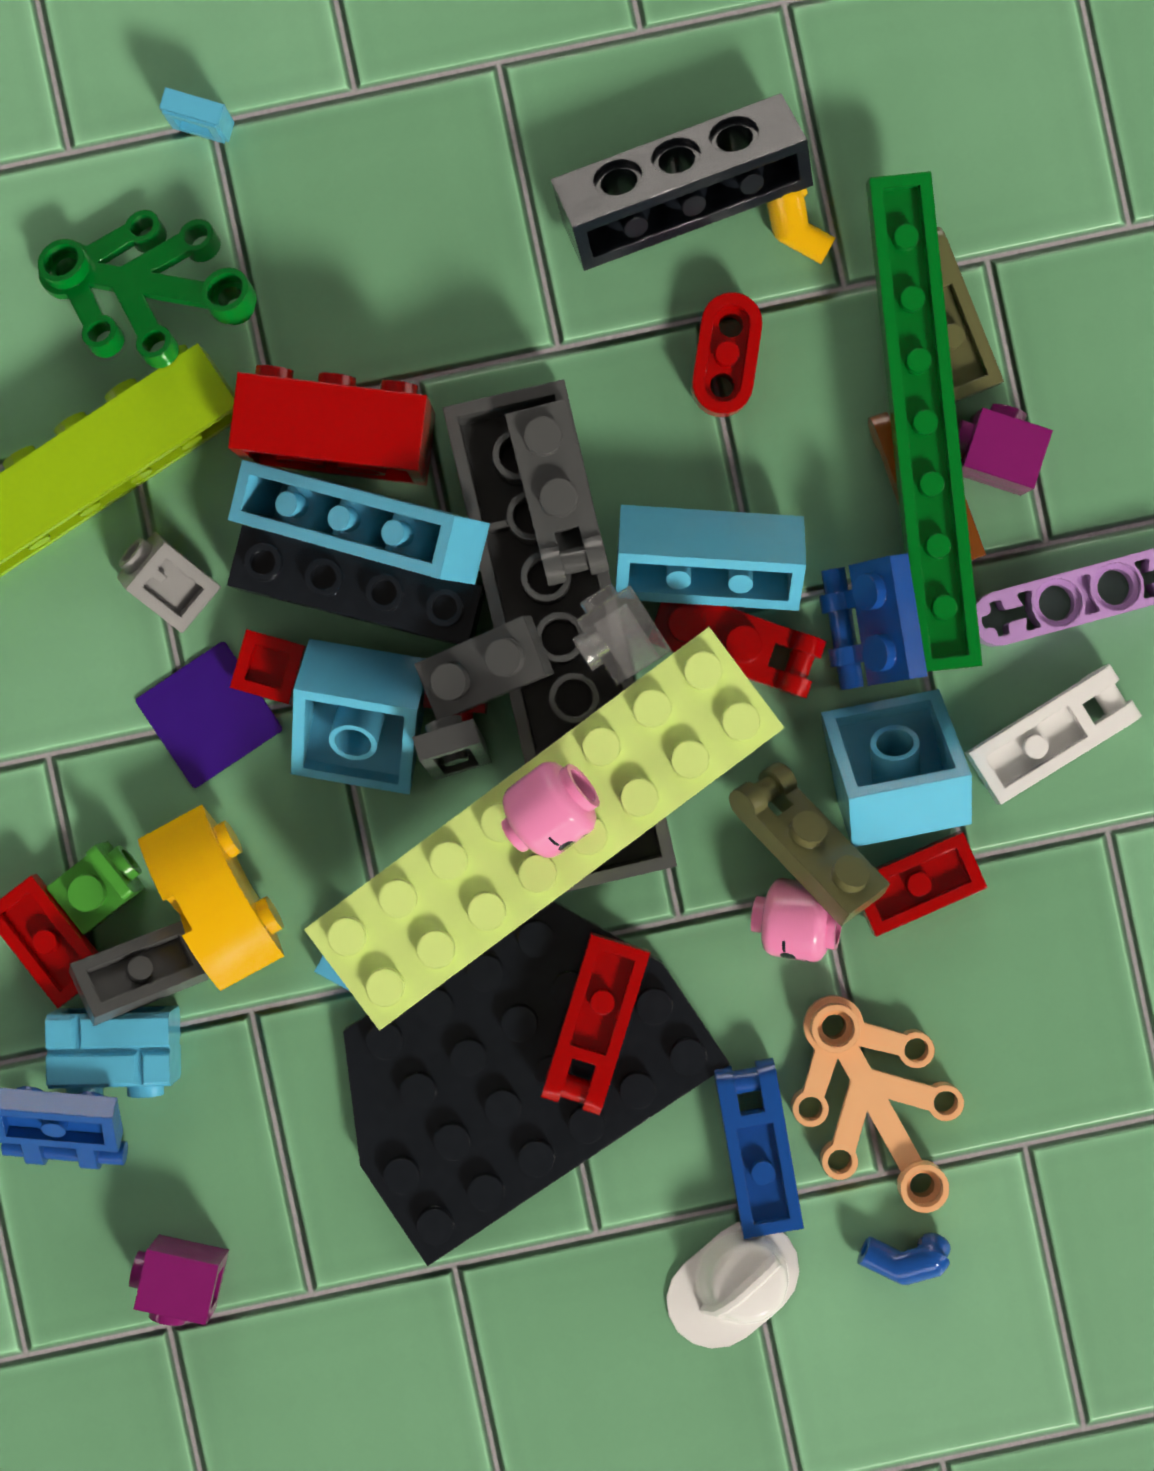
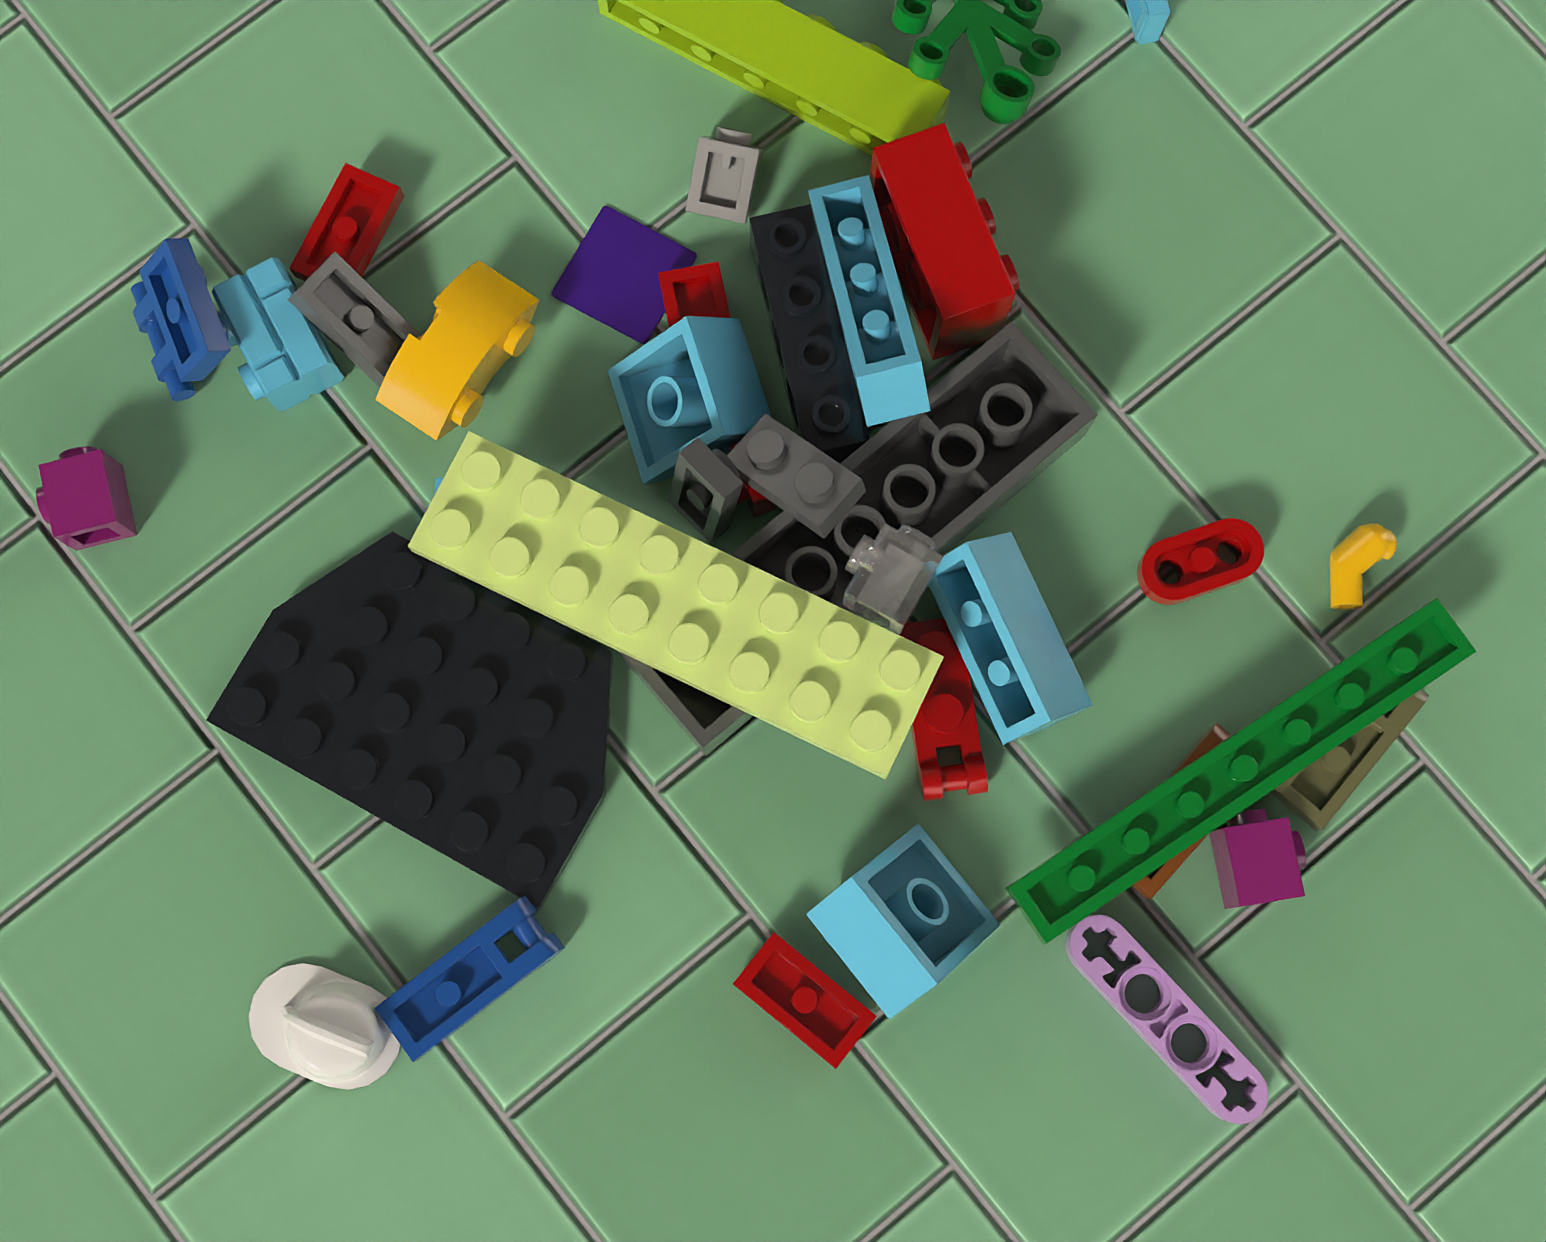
camera: 60 degrees right, 10 degrees down
(97, 885) = (419, 252): bright green bracket -> none
(549, 809) = (695, 587): bright pink head -> none
(556, 489) = (993, 455): dark grey plate -> none
(596, 1021) = (516, 752): red plate -> none
(683, 181) = (1334, 439): black brick -> none
(793, 923) = (710, 900): bright pink head -> none
(808, 843) = (787, 870): olive plate -> none
(870, 1092) = (578, 1061): light nougat plant -> none
(885, 618) = (1054, 819): blue plate -> none
(908, 1266) = (425, 1191): blue arm -> none
(1051, 735) = (1015, 1056): white plate -> none

